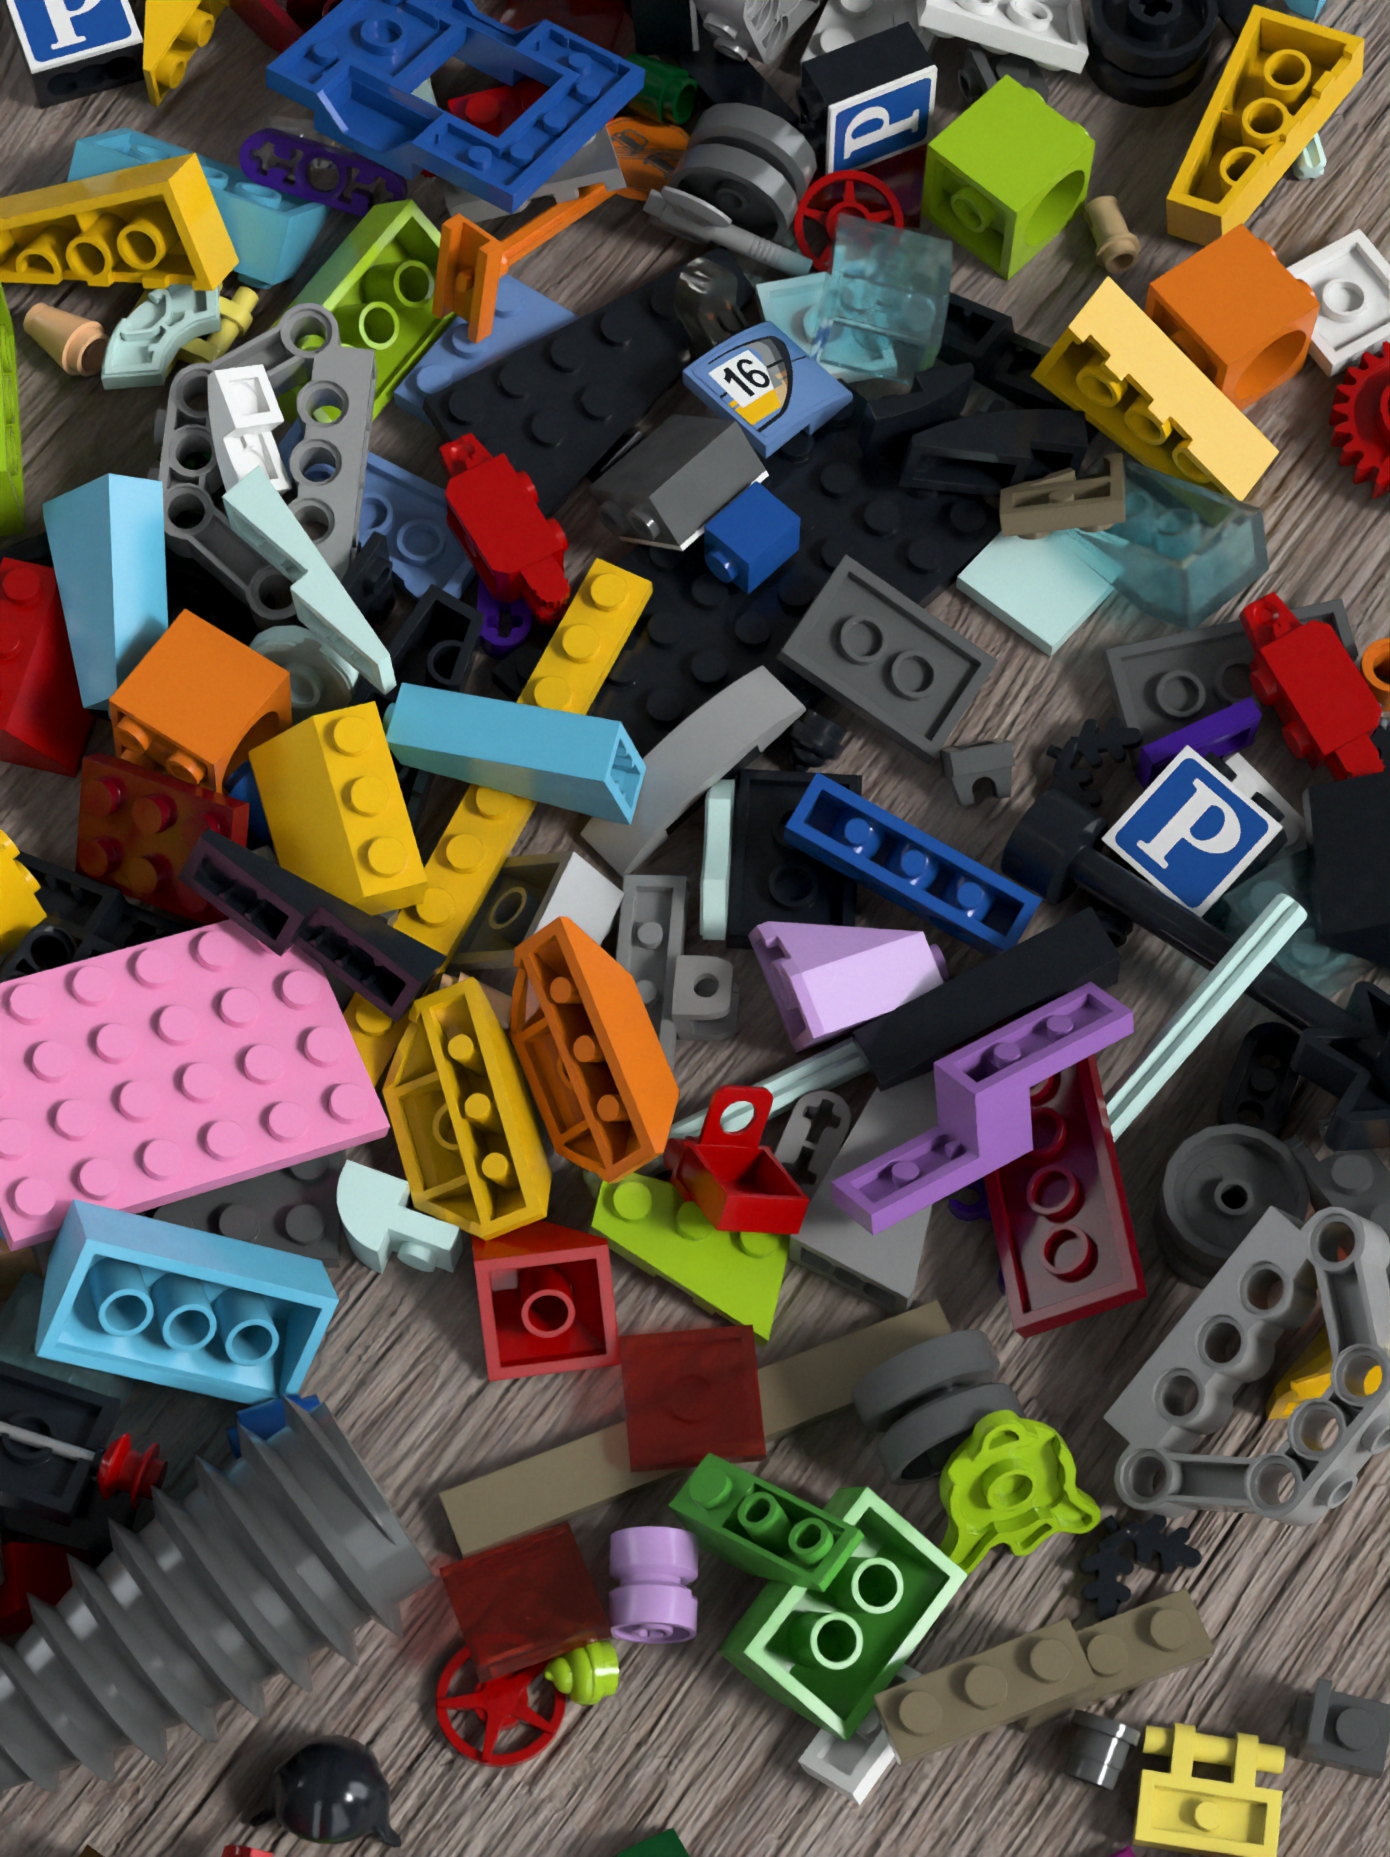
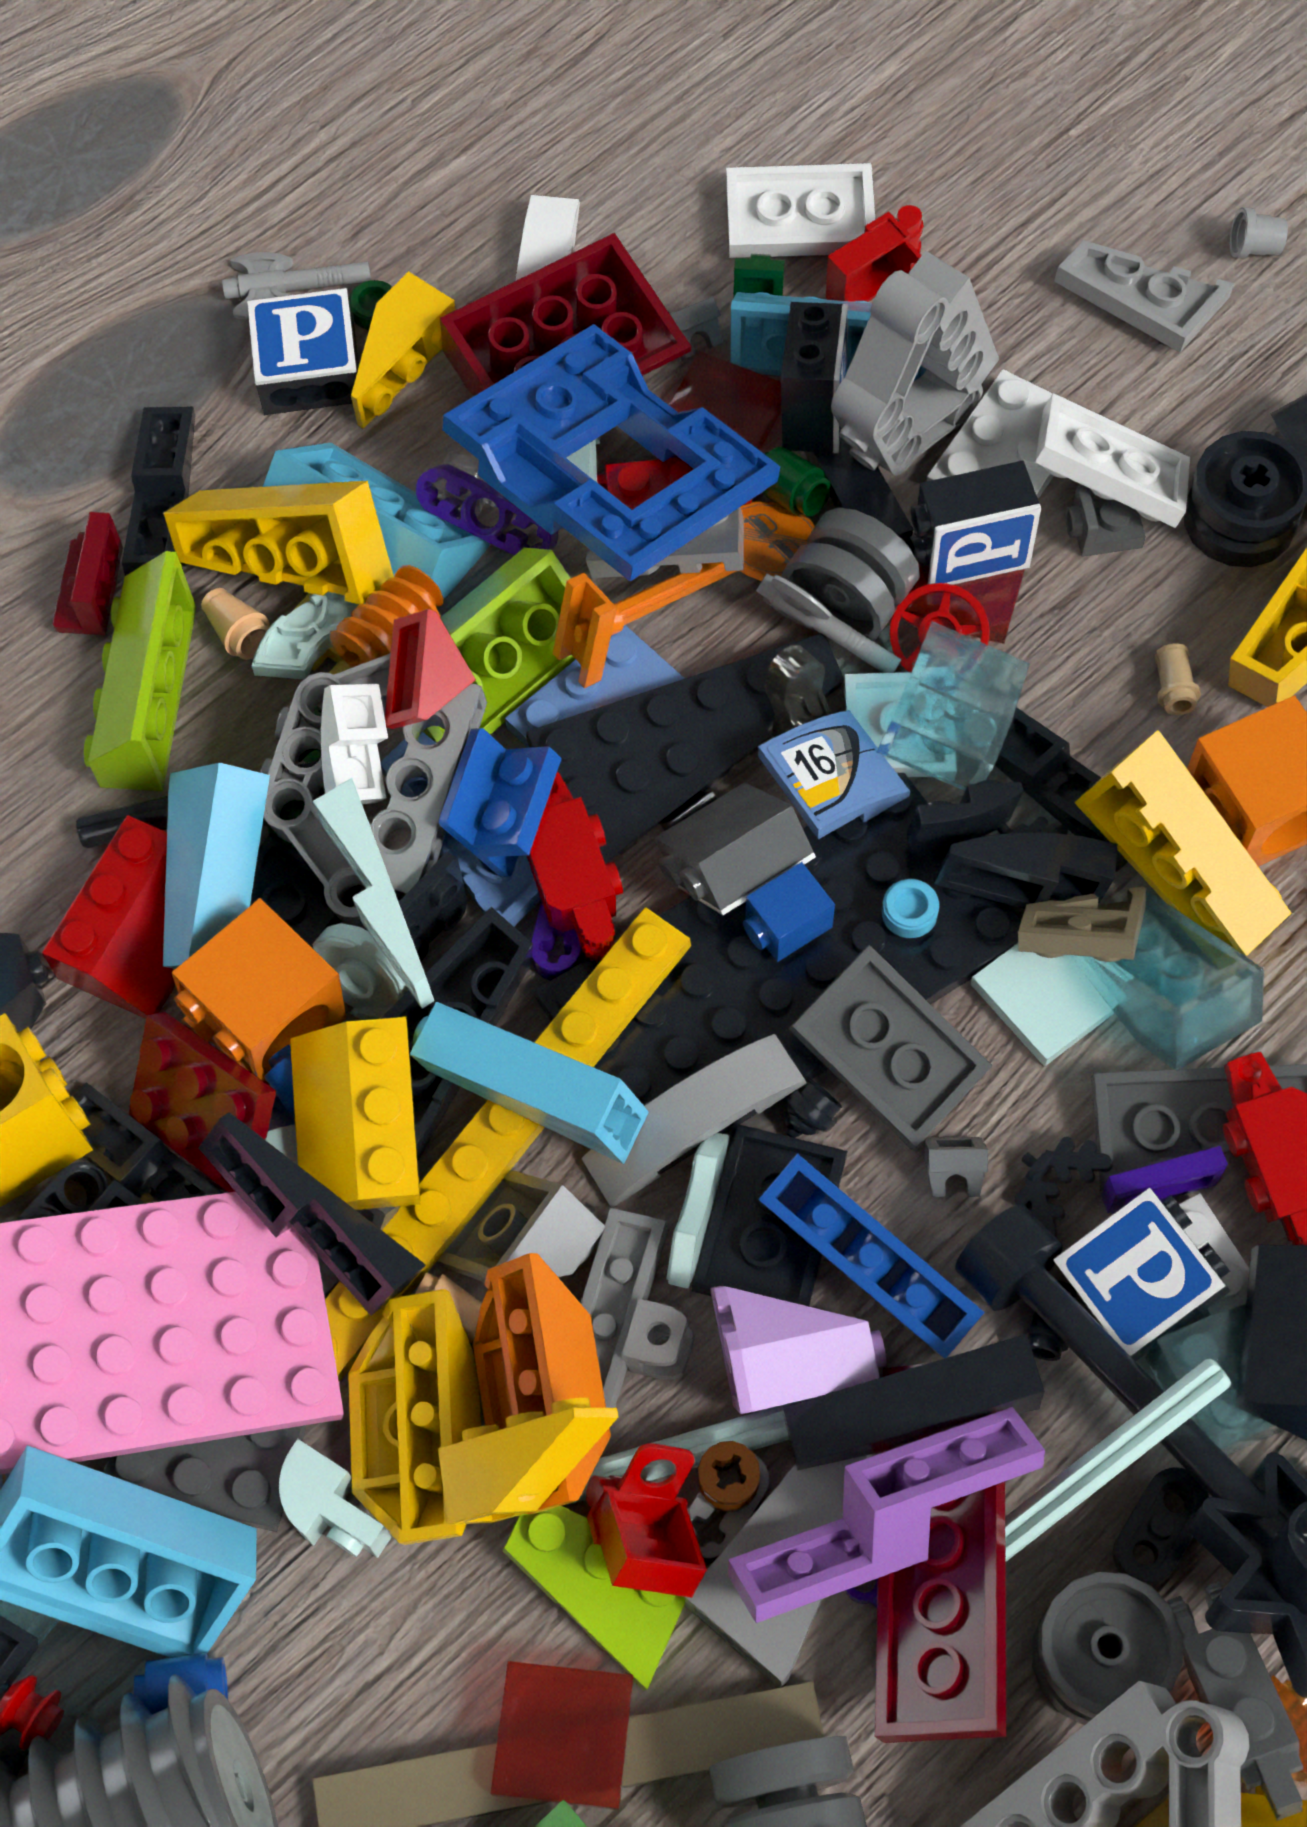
camera: 15 degrees right, 0 degrees up
(247, 298) = (370, 627): none -> orange piece
(307, 340) = (423, 669): none -> red slope
(417, 469) = (498, 799): none -> blue bracket
(545, 1301) = (447, 1610): red slope -> none
(592, 1131) = (518, 1467): none -> yellow slope
(809, 1129) = (724, 1487): none -> reddish brown wheel
(878, 514) = (910, 908): none -> medium azure tile
(1007, 176) = (1090, 612): lime brick -> none

